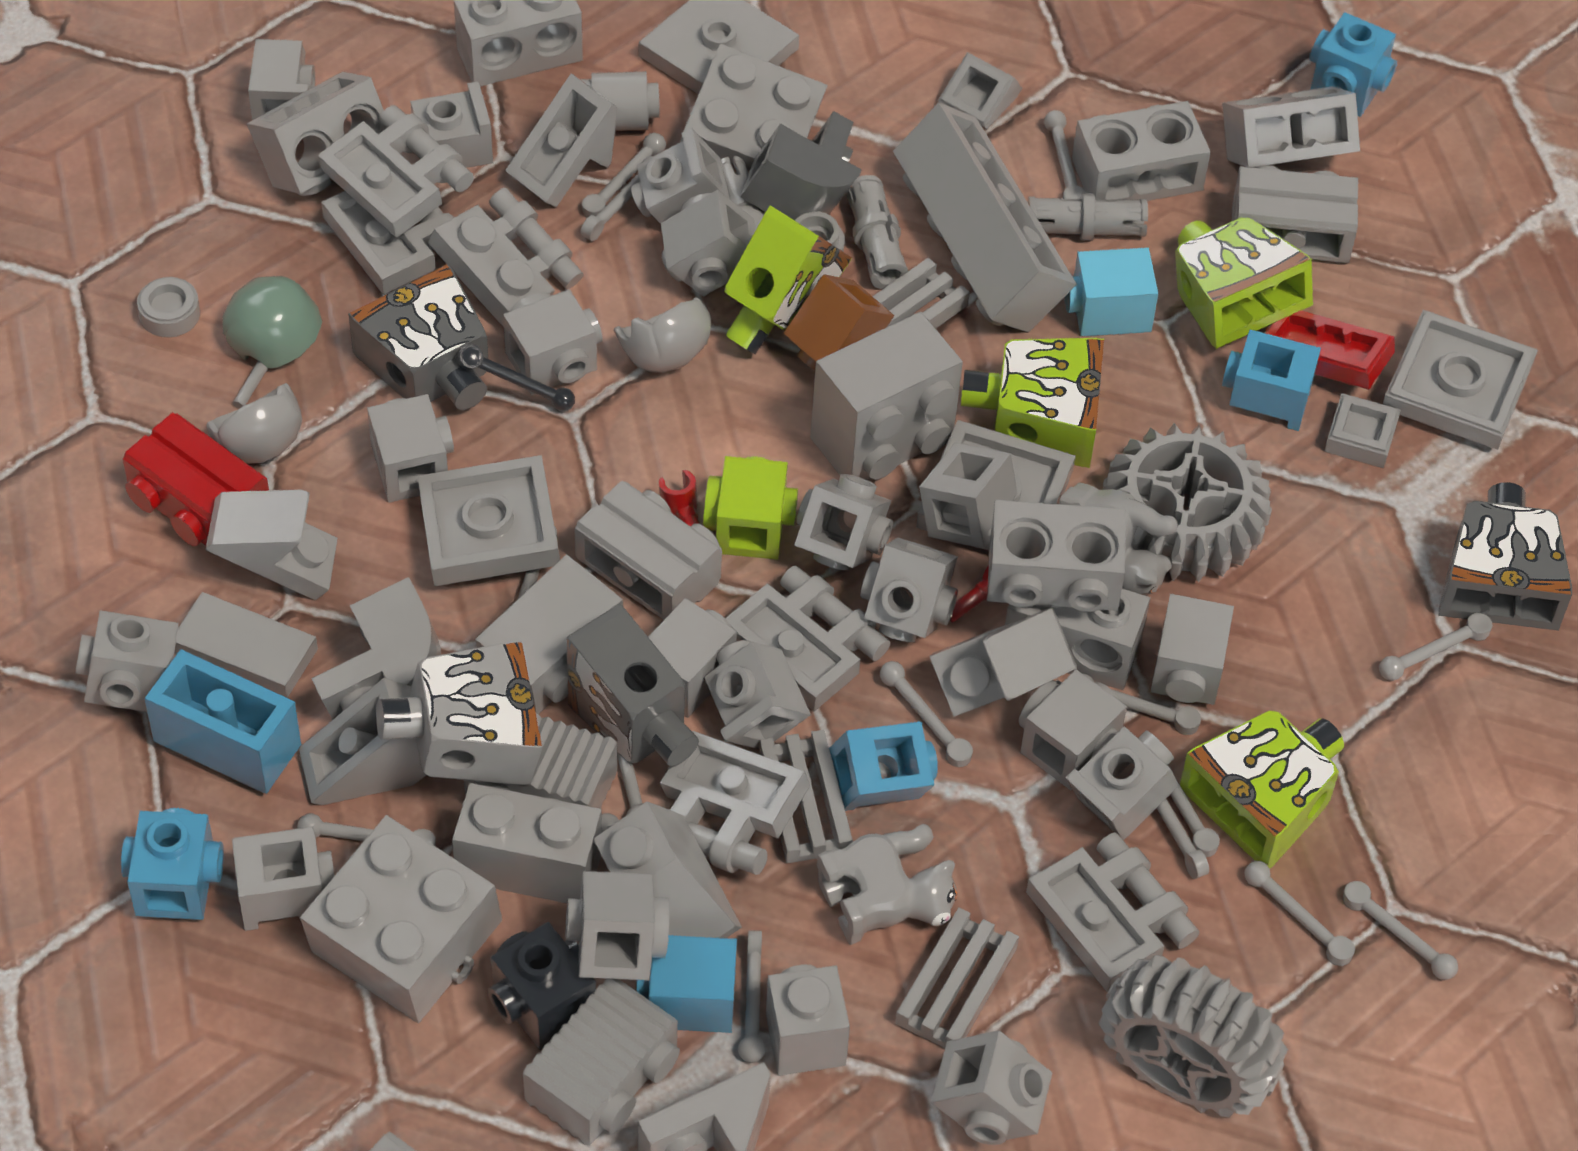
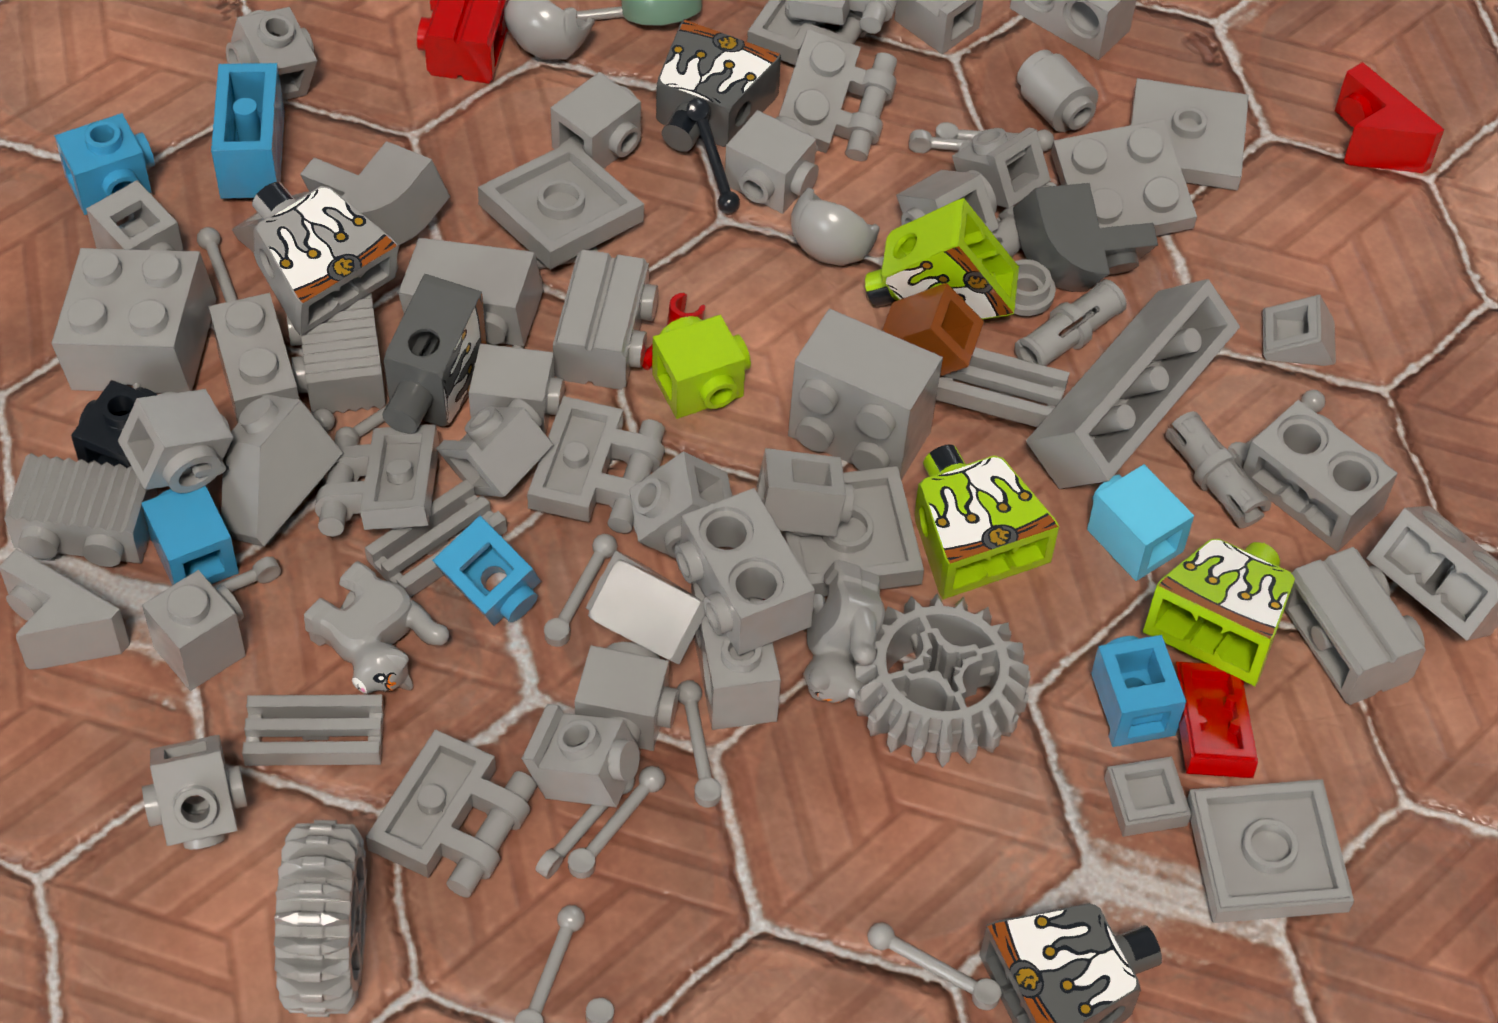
camera: 60 degrees right, 0 degrees up
(246, 643) = (348, 119): light grey tile -> none
(271, 538) = (436, 82): light grey slope -> none
(569, 133) = (978, 71): light grey slope -> none
(824, 526) = (718, 426): light grey brick -> none
(1192, 649) = (763, 749): light grey brick -> none
(1264, 781) = (664, 877): torso -> none

